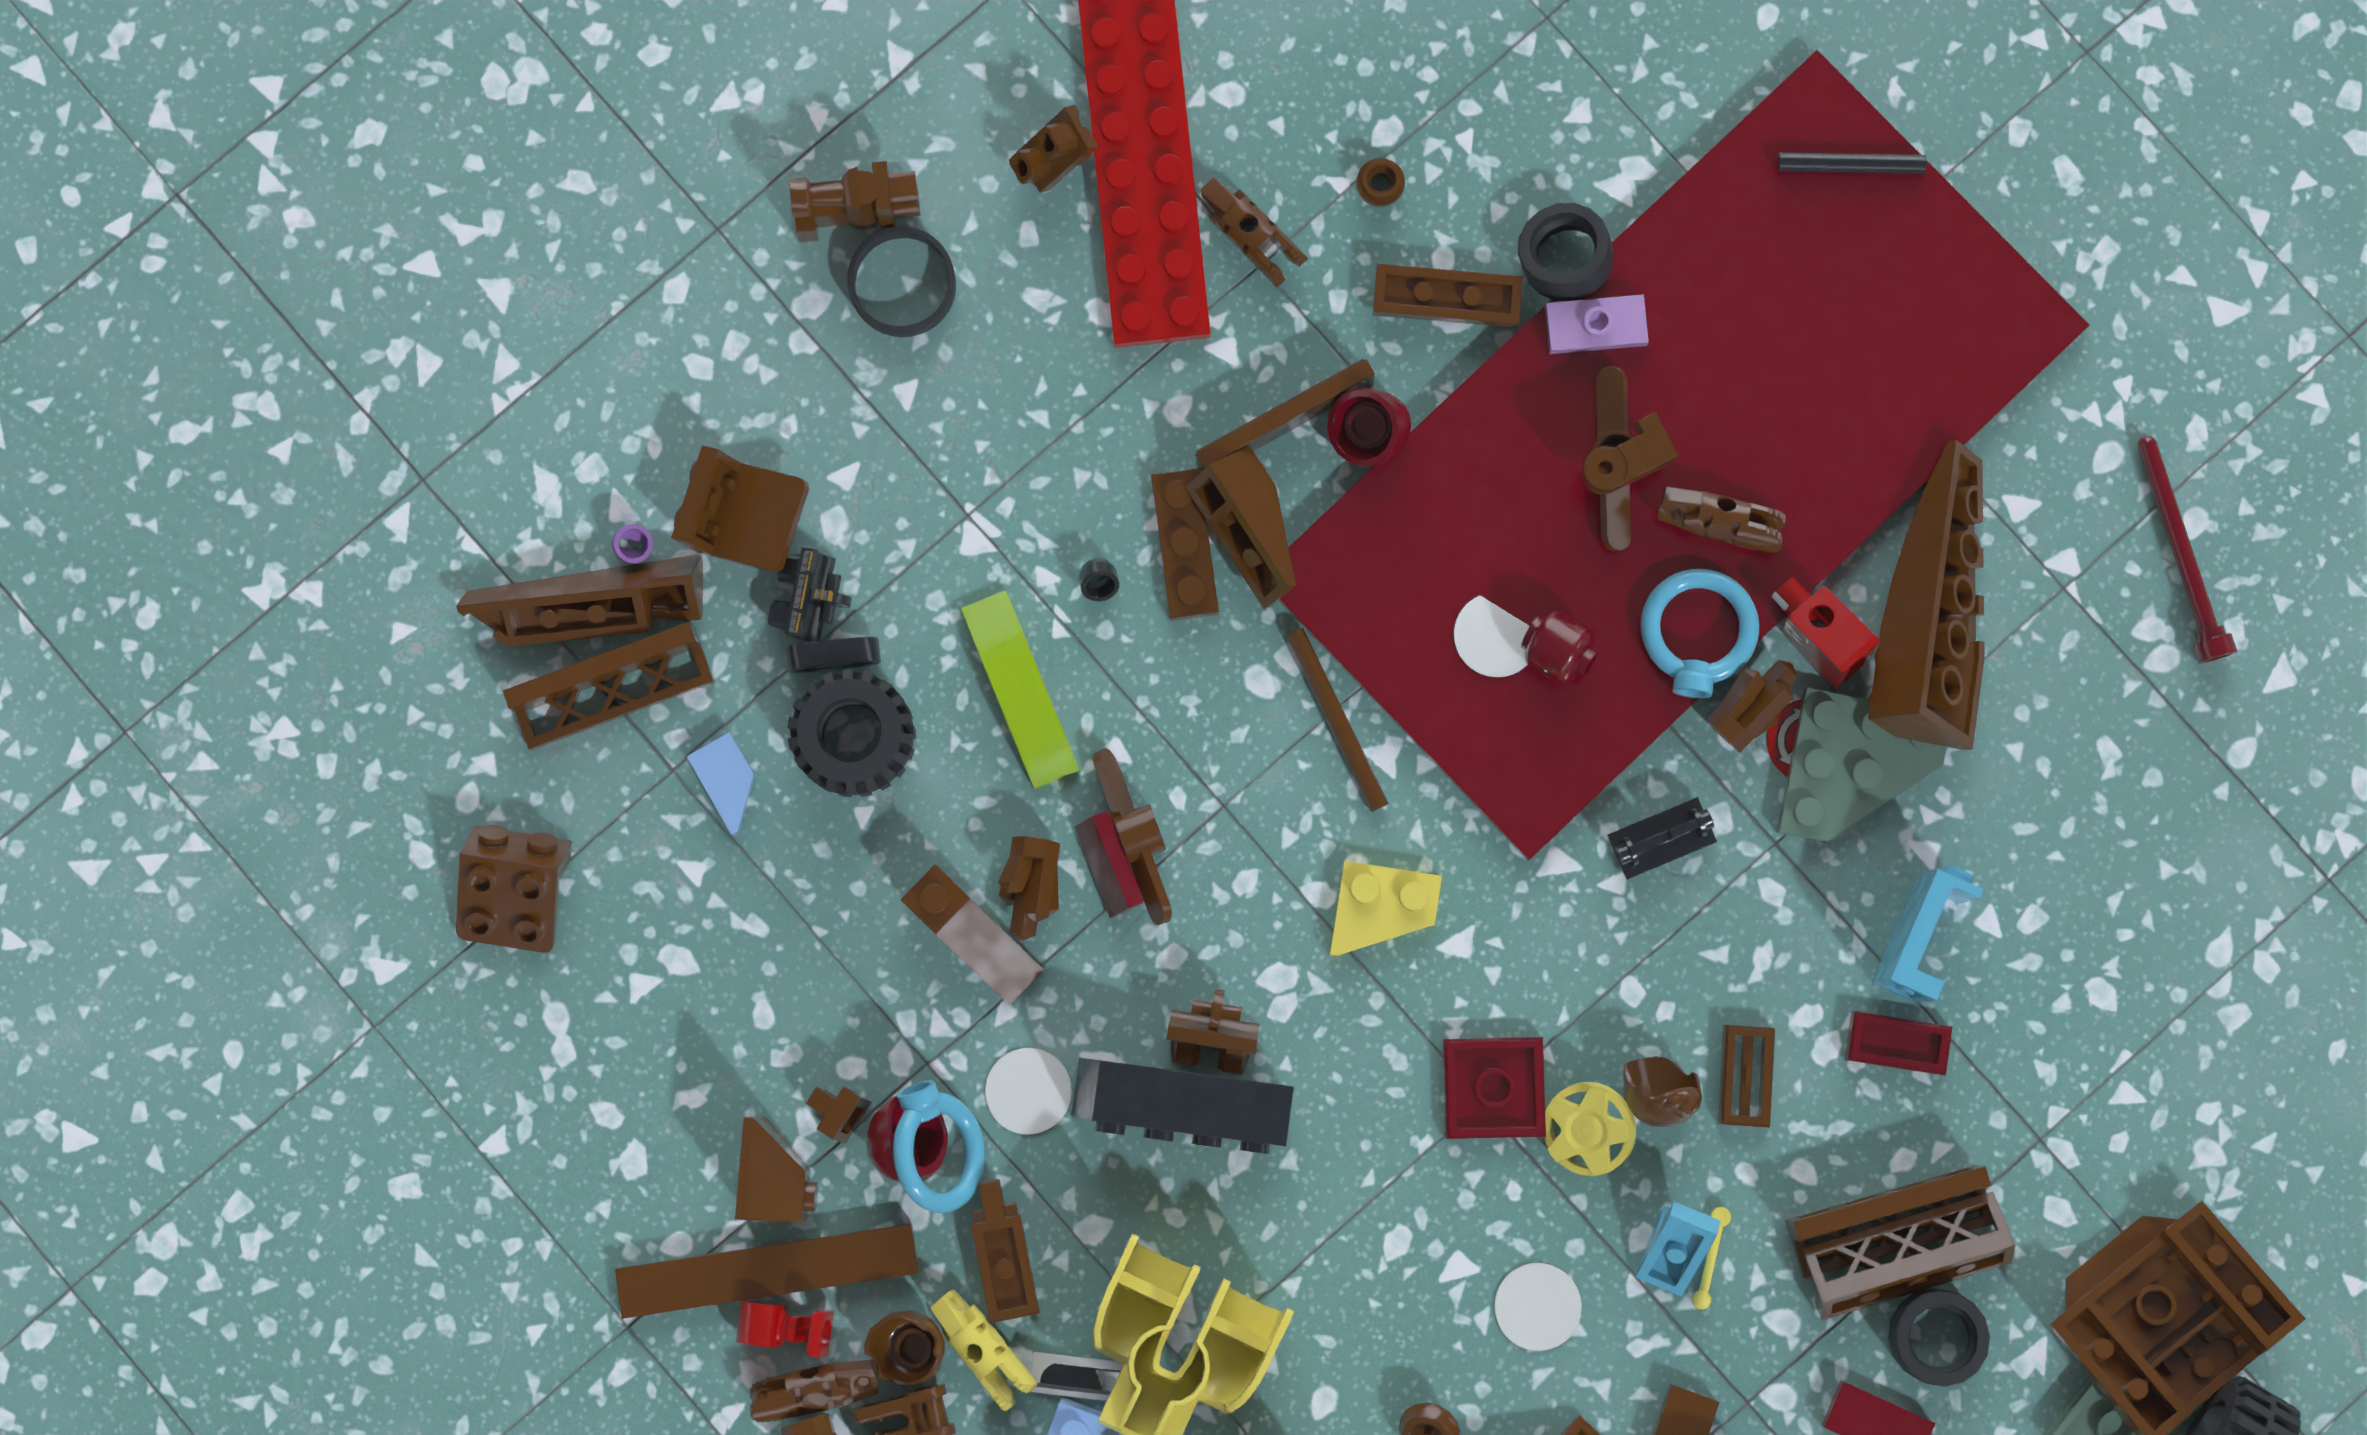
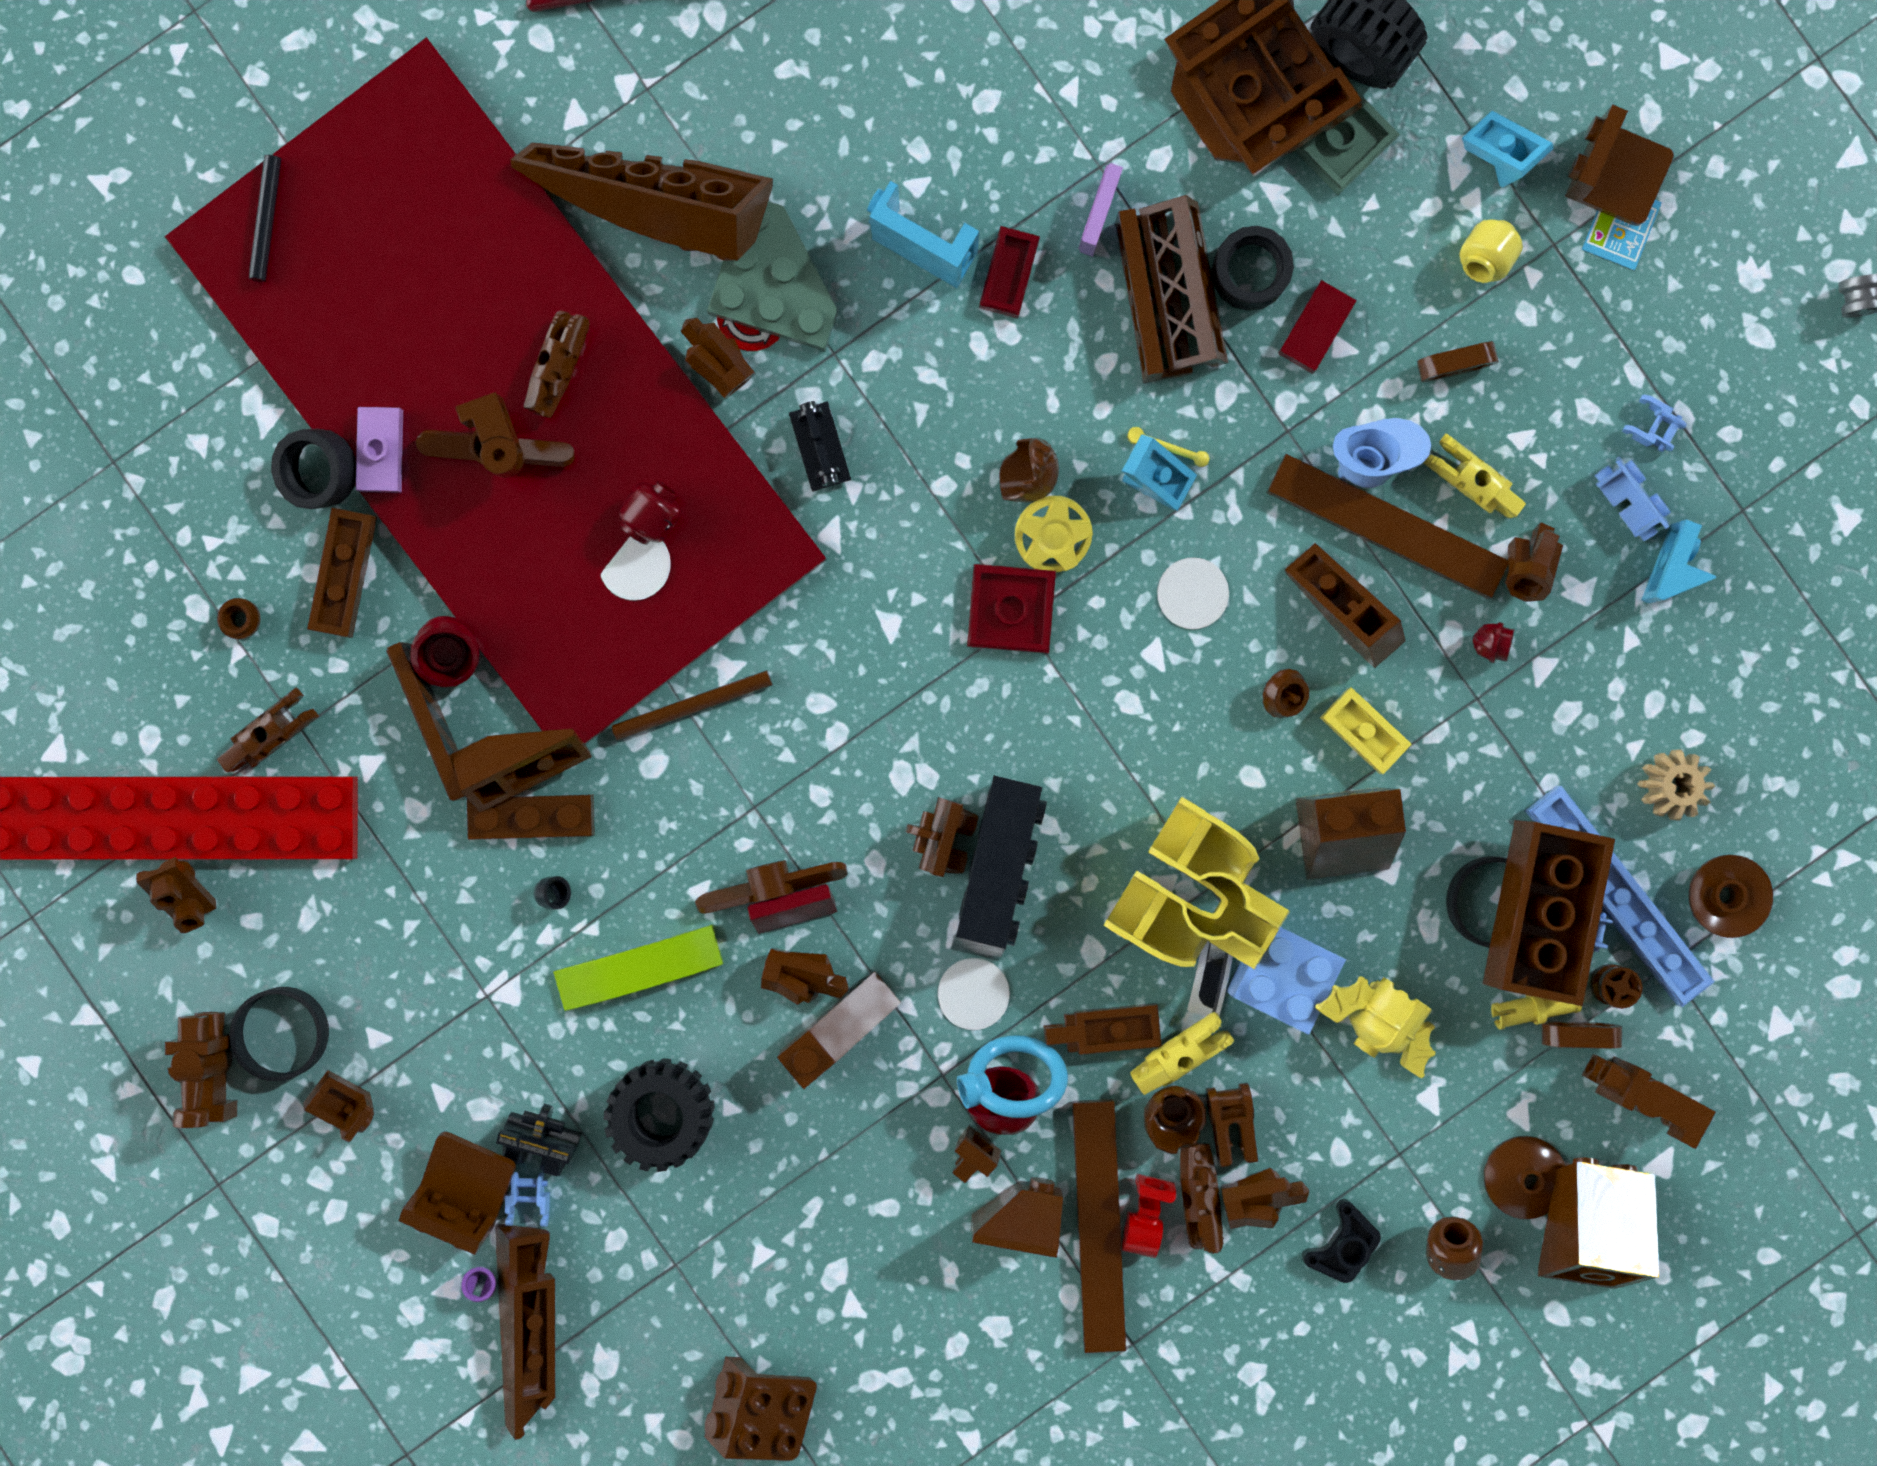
camera: 85 degrees left, 5 degrees up
(603, 668) = (582, 1318): reddish brown fence -> none
(725, 778) = (686, 1222): light blue tile -> none
(738, 605) = (541, 1199): none -> light blue piece
(826, 362) = (341, 1105): none -> reddish brown bracket
(833, 654) = (591, 1123): black beam -> none
(1381, 905) = (851, 684): light yellow wing -> none
(1697, 677) = (686, 405): medium azure piece -> none
(1726, 1077) = (1023, 416): reddish brown tile -> none
(1833, 650) = (673, 279): red torso -> none
(1986, 1144) = (1100, 209): none -> lavender tile

